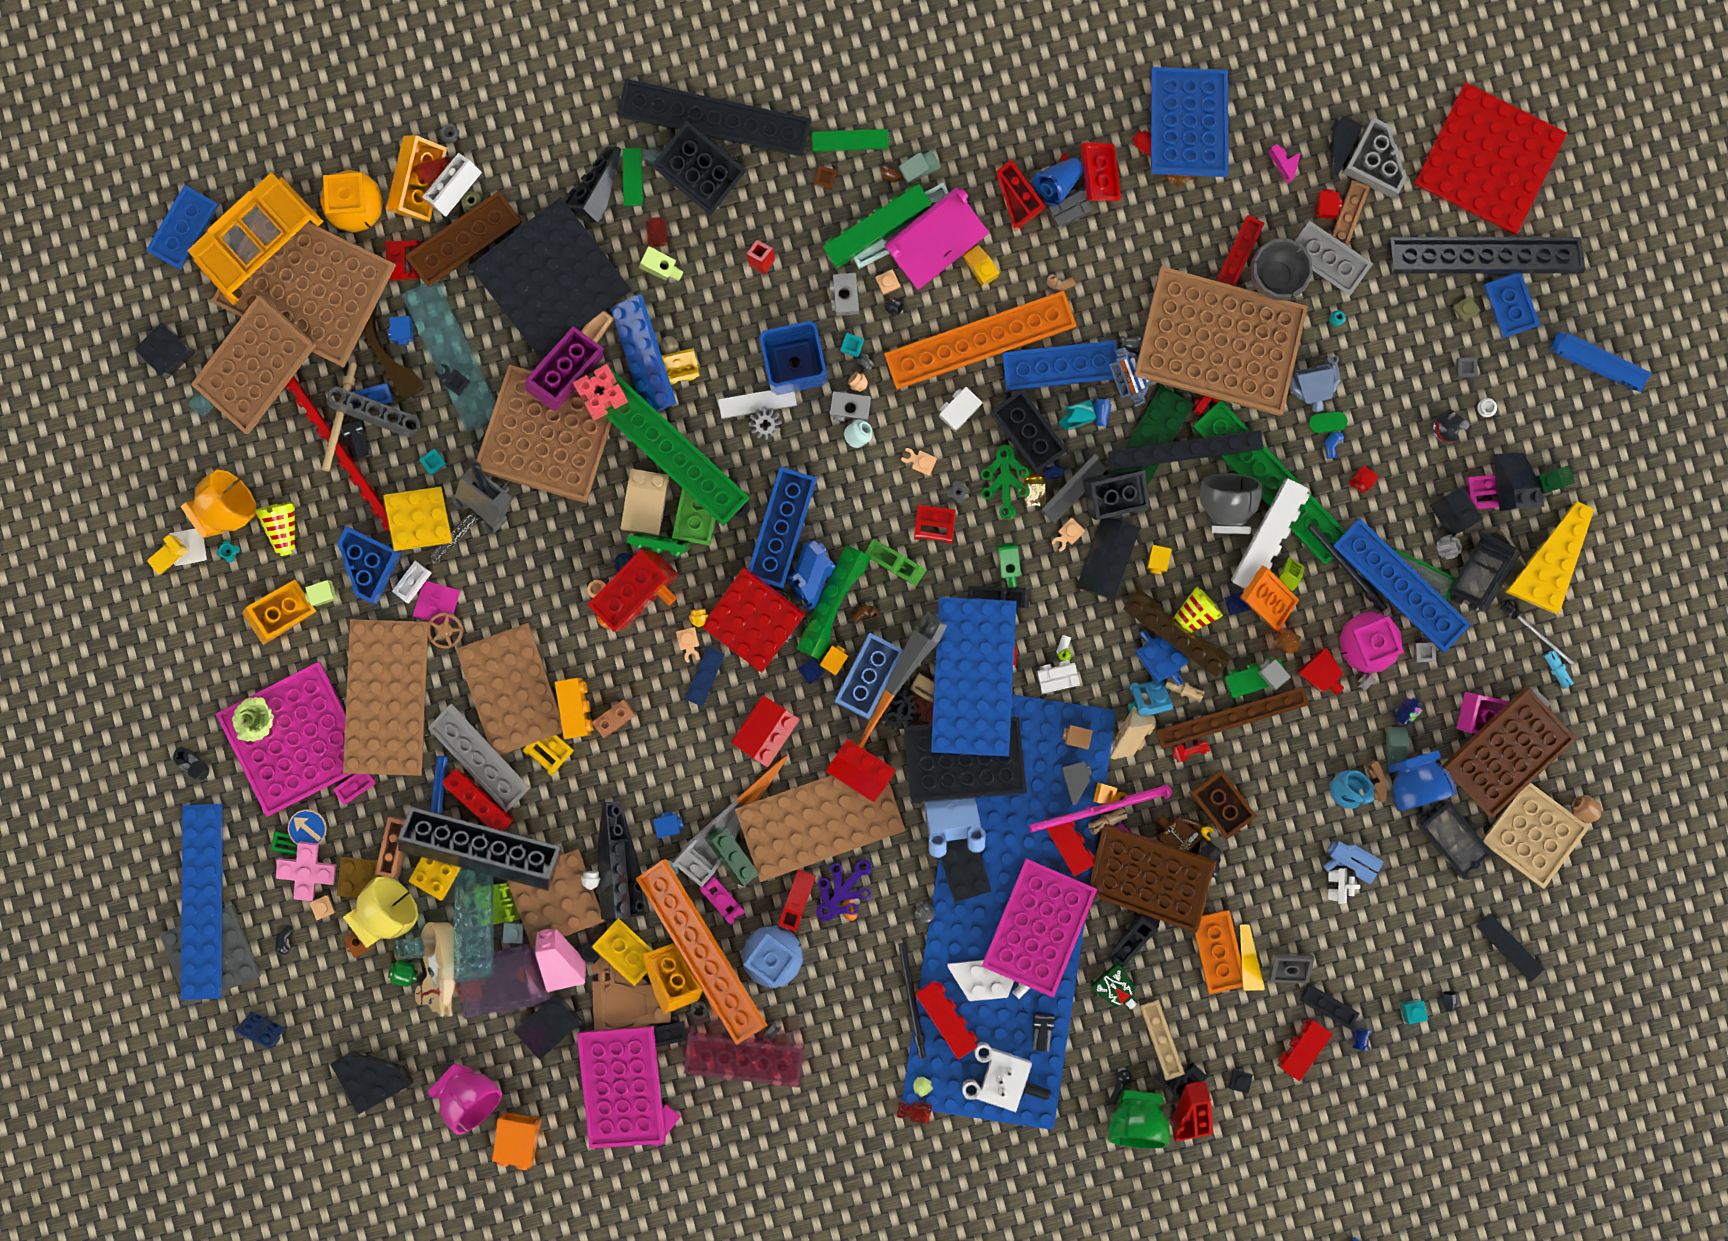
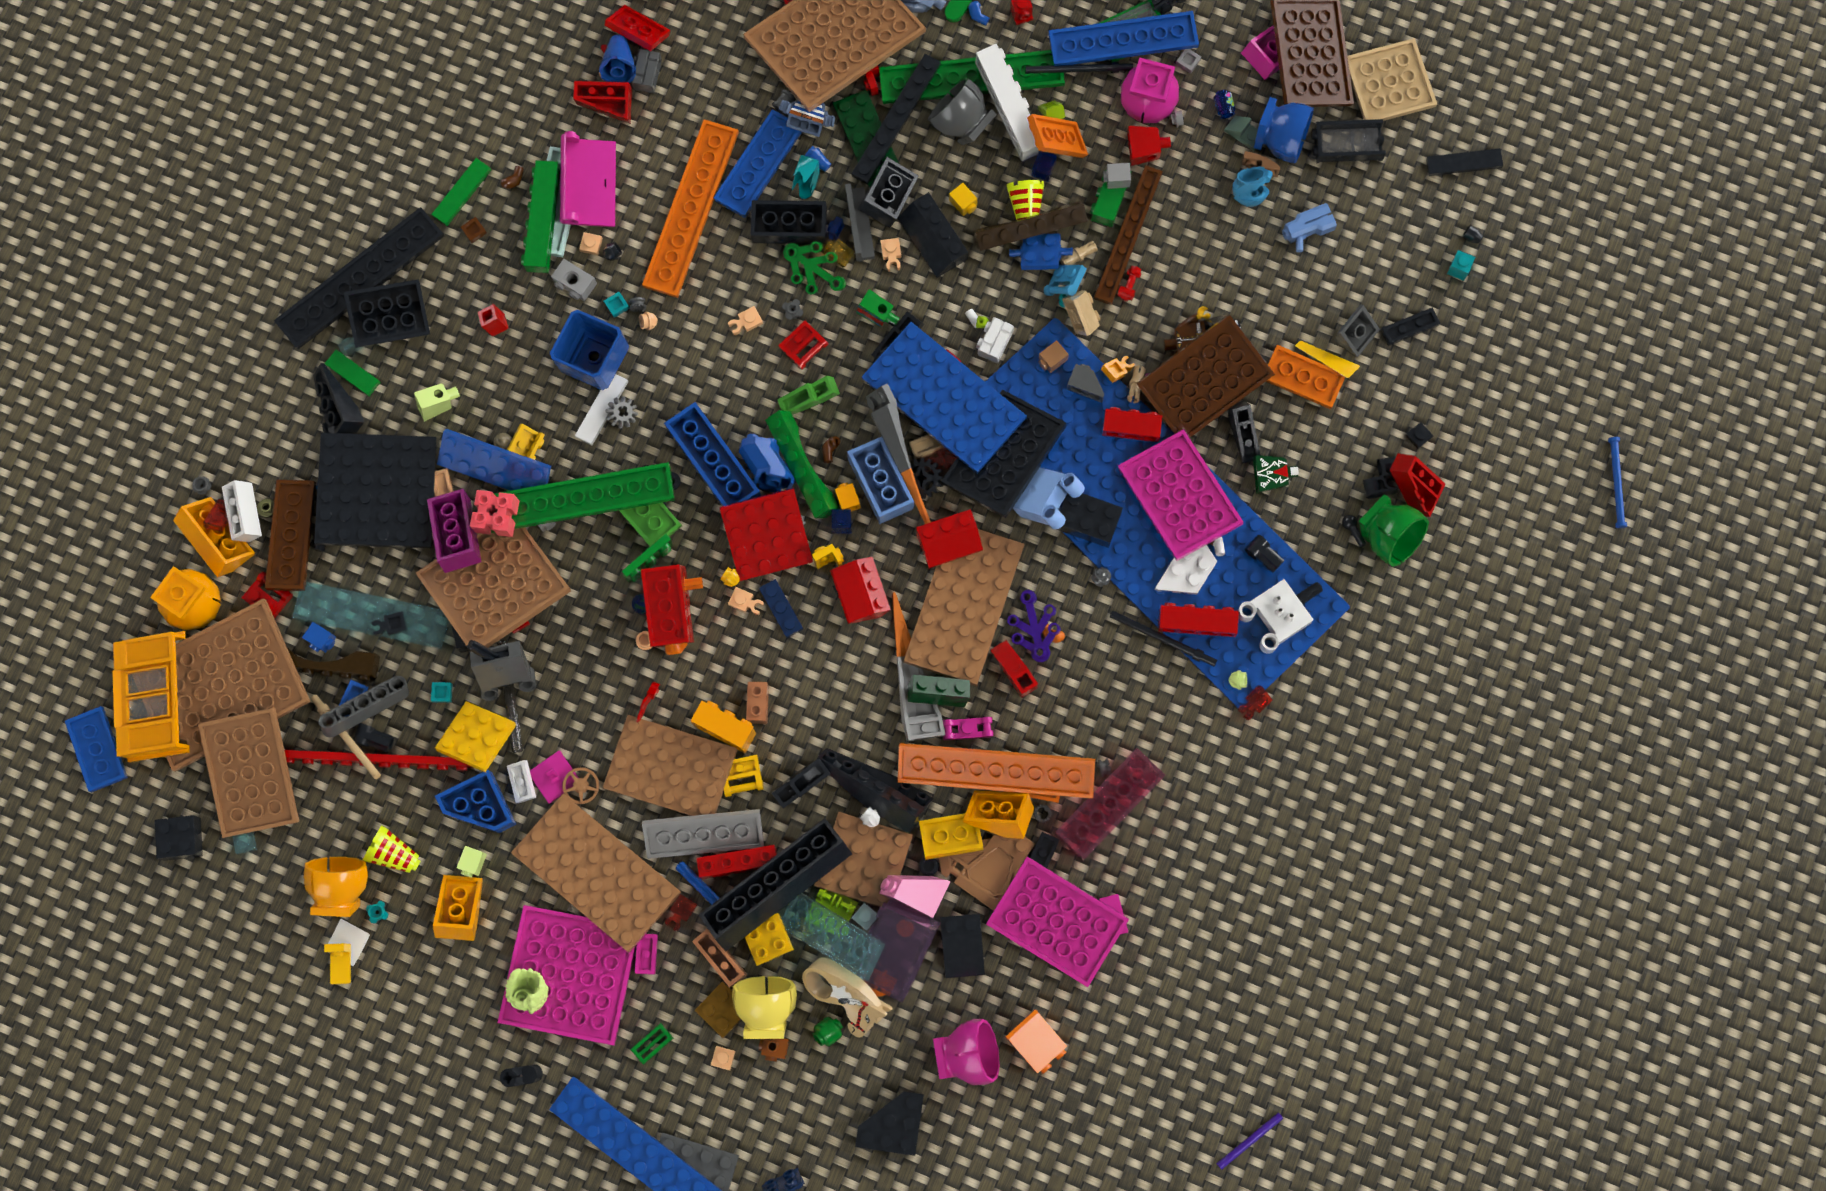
camera: 45 degrees left, 10 degrees down
(281, 940) = (723, 1113): black arm -> none
(306, 871) = (683, 1047): bright pink plate -> none
(307, 827) = (649, 1019): blue piece -> none
(409, 787) = (682, 909): none -> clear red plate
(410, 947) = (811, 1007): clear light blue plate -> none
(556, 629) = (651, 693): none -> red piece
(575, 802) = (800, 783): none -> black slope
(645, 502) = (606, 547): tan slope -> none
(657, 232) = (409, 384): clear red brick -> none
(668, 824) = (875, 724): blue brick -> none
(771, 679) = (826, 555): none -> yellow bracket
(772, 956) = (1044, 721): medium blue plate -> none
(839, 402) = (666, 330): light grey brick -> none
(858, 433) = (687, 348): light aqua head -> none
(919, 166) = (523, 154): sand green slope -> none
(960, 409) = (731, 260): white brick -> none
(981, 265) = (635, 165): yellow slope -> none
(1059, 285) = (692, 123): medium nougat arm -> none
(1162, 1040) = (1341, 469): tan tile -> none
(1164, 791) = (1145, 326): dark pink bar -> none
(1222, 804) = (1189, 288): reddish brown brick -> none
(1287, 641) = (1101, 152): clear orange brick -> none
(1304, 1049) = (1429, 368): red brick -> none
(1341, 893) = (1327, 255): white hips -> none
(1362, 1039) = (1454, 319): clear blue bush -> none
(1586, 809) = (1398, 30): medium nougat head -> none

